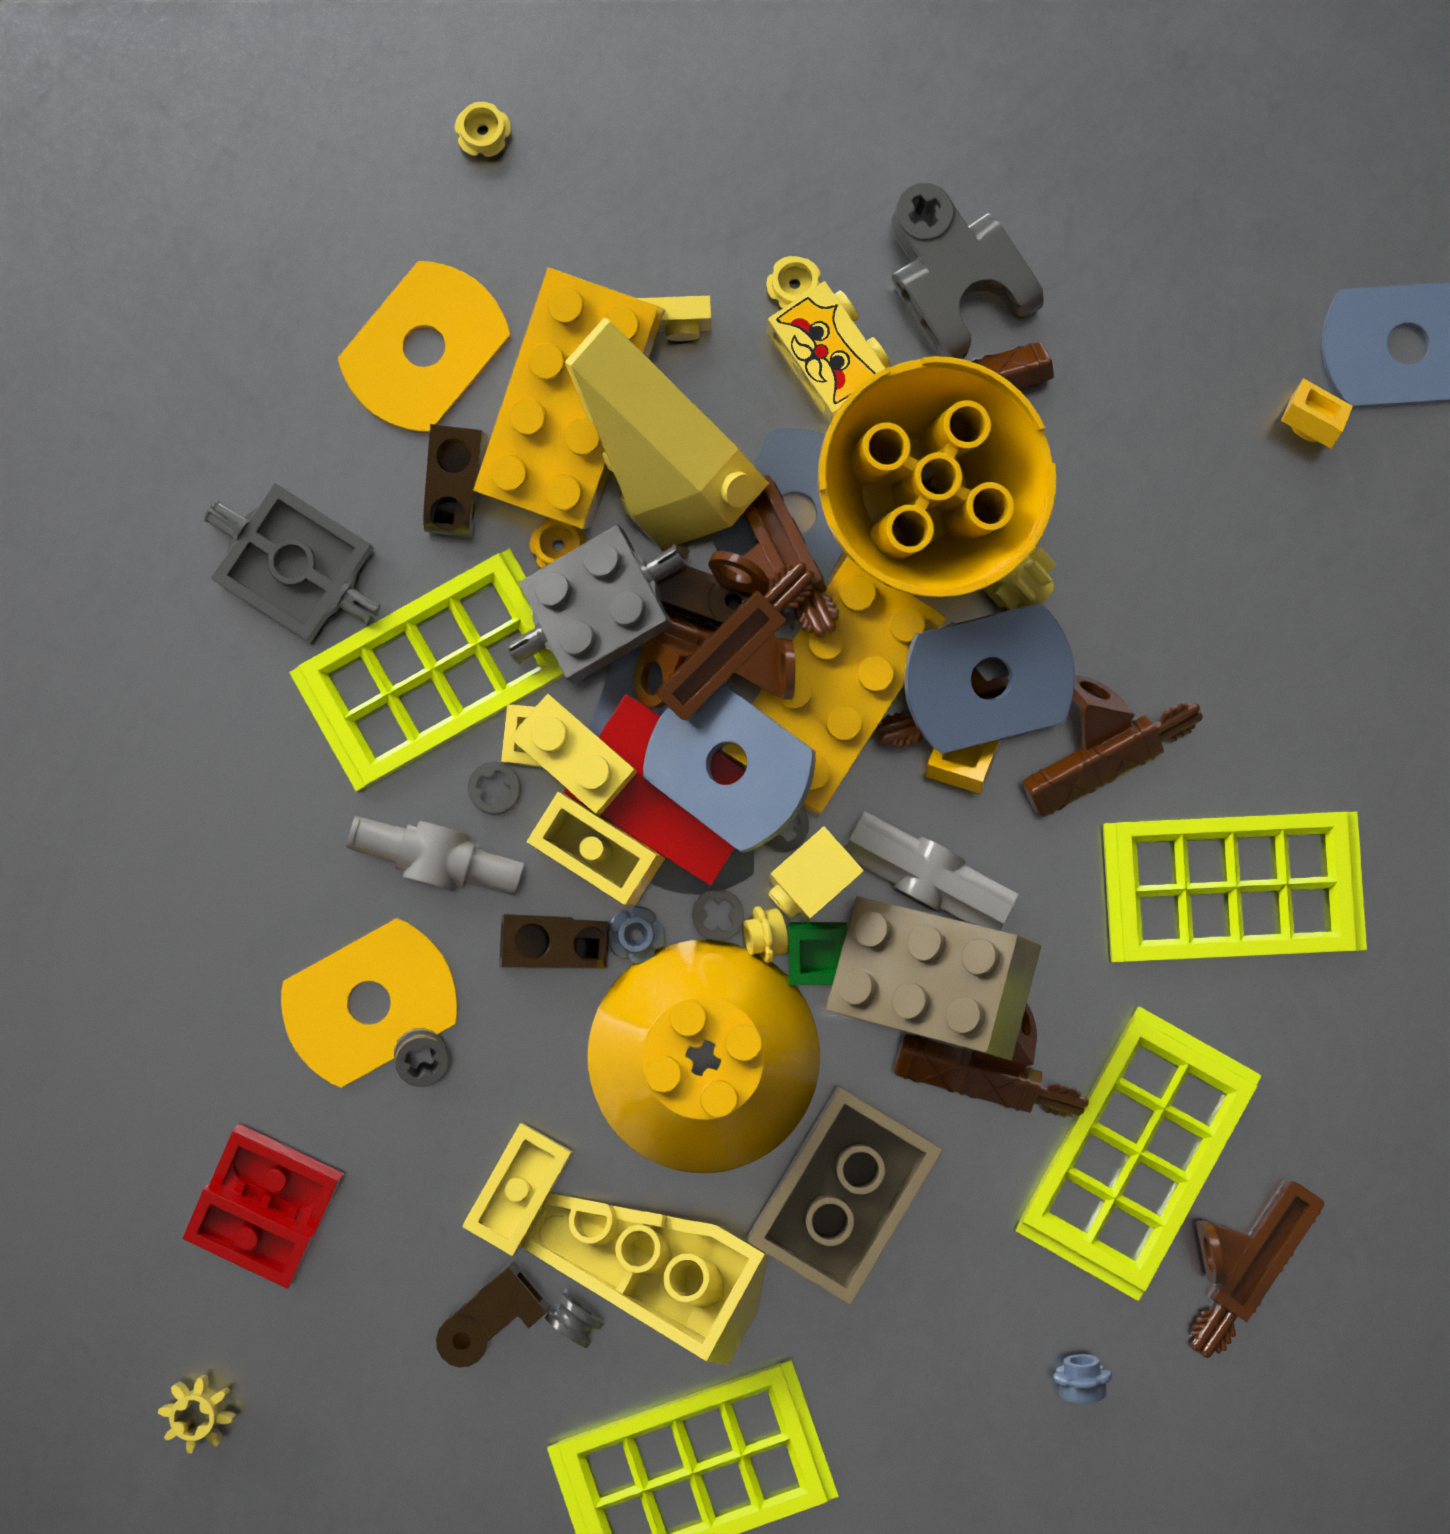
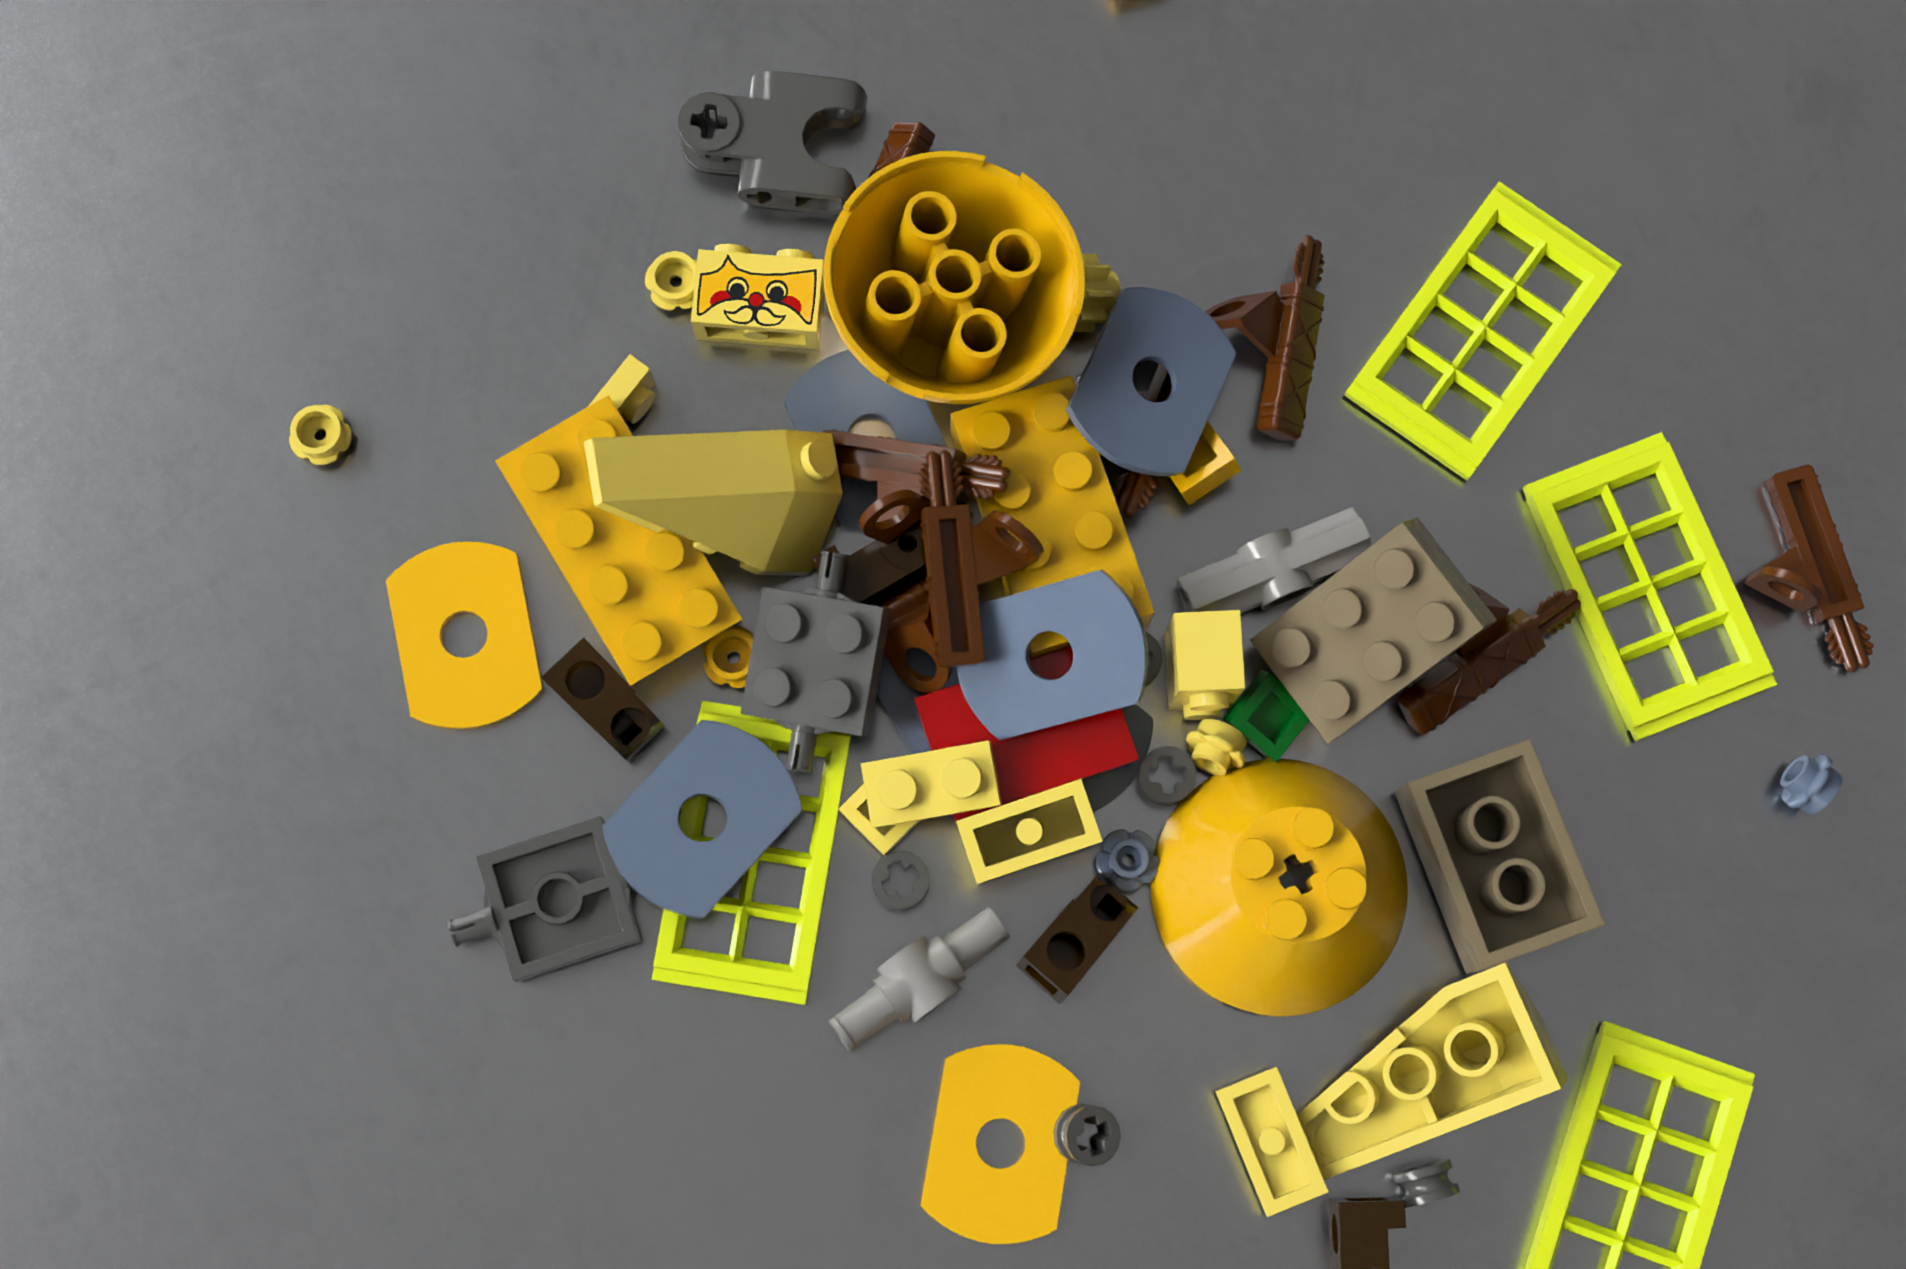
camera: 50 degrees left, 5 degrees down
(374, 605) = (692, 874): none -> sand blue piece

